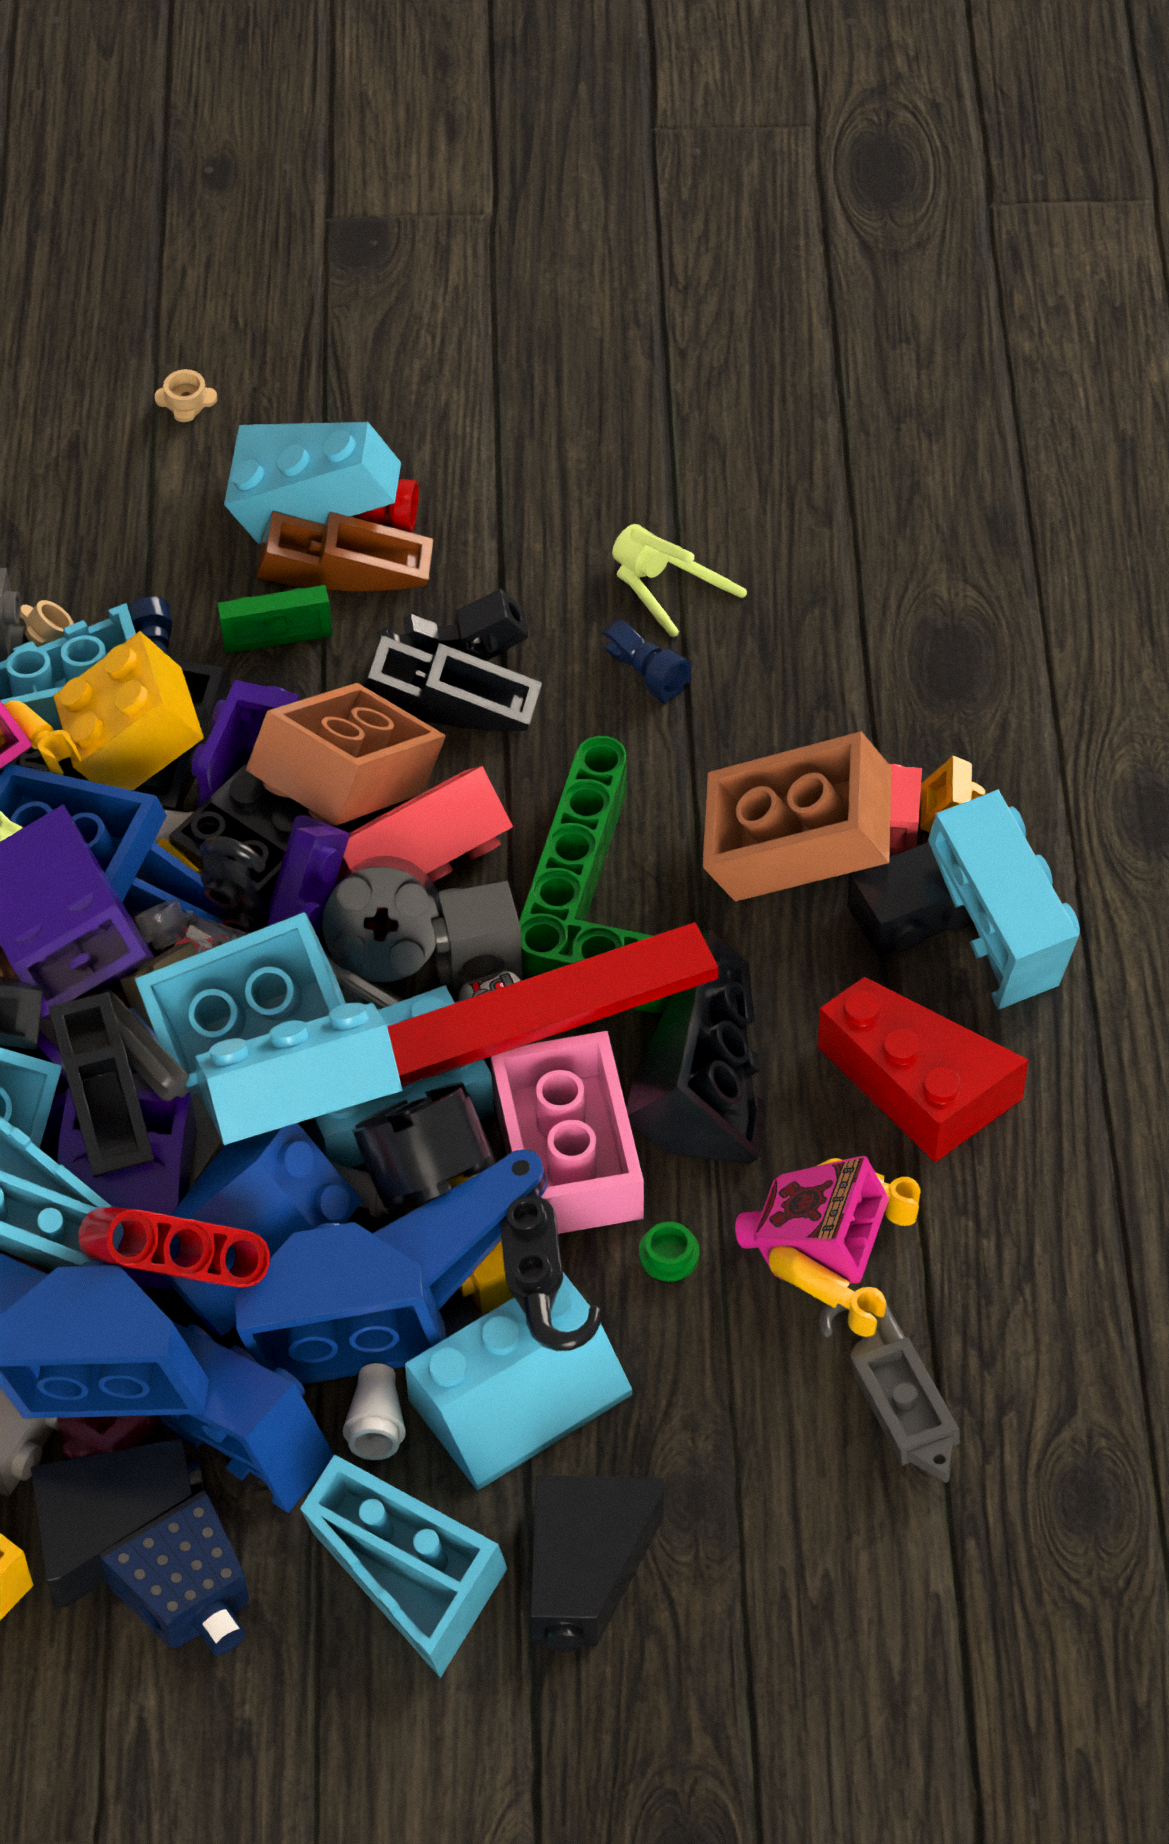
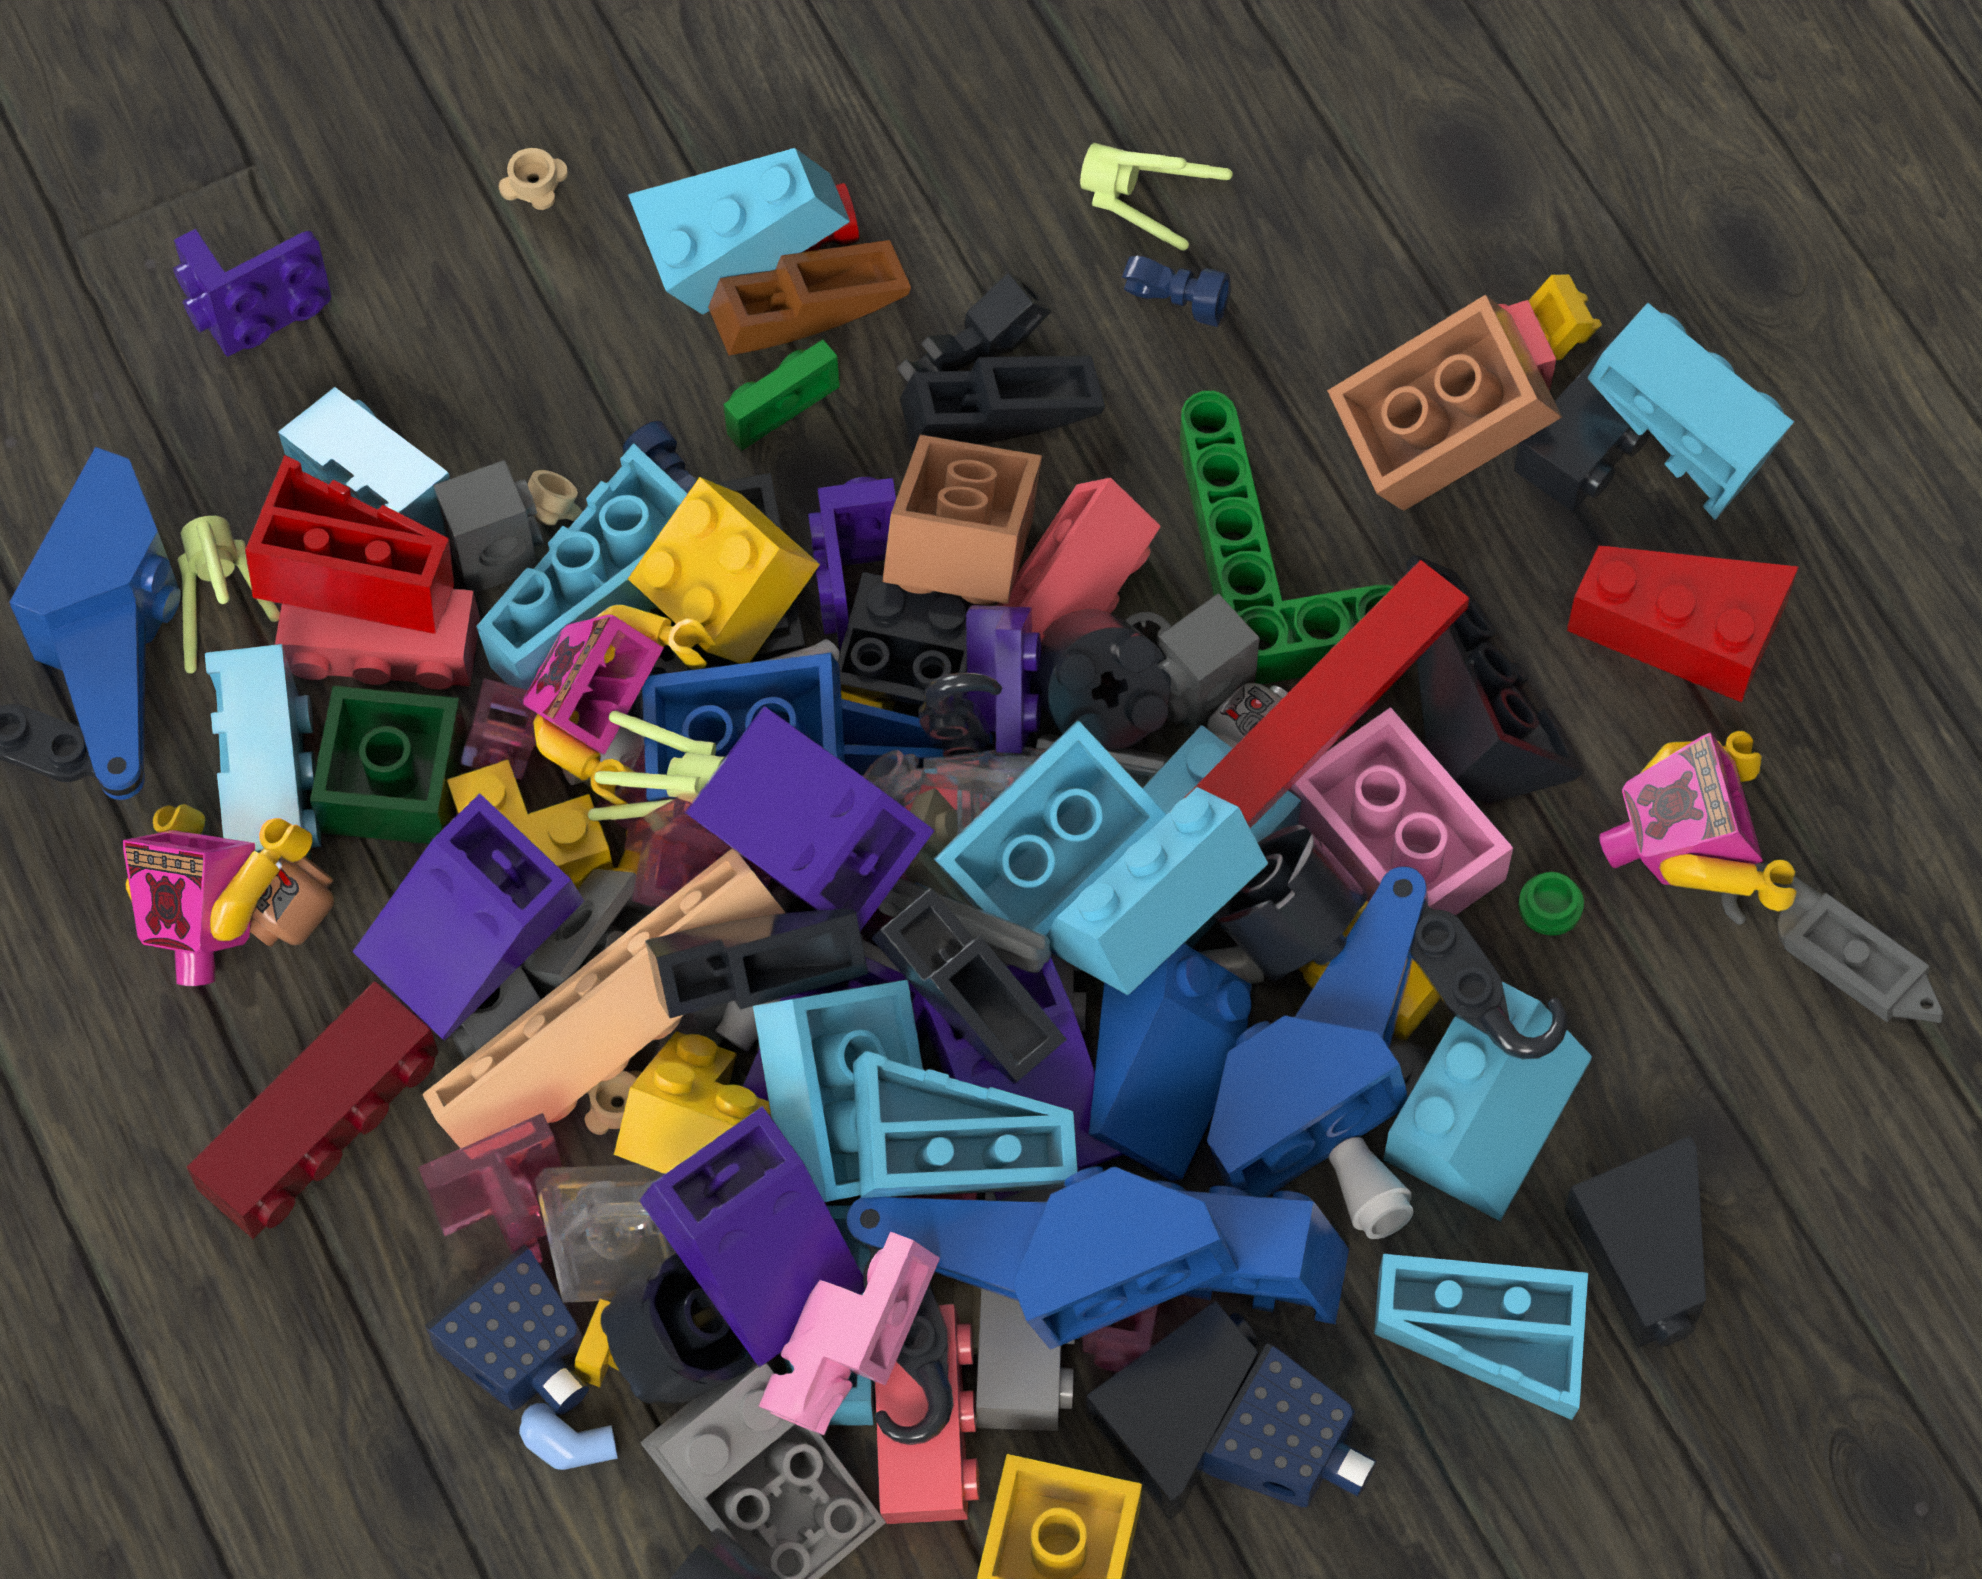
camera: 25 degrees left, 10 degrees up
(200, 1252) = (1139, 1121): red beam -> none

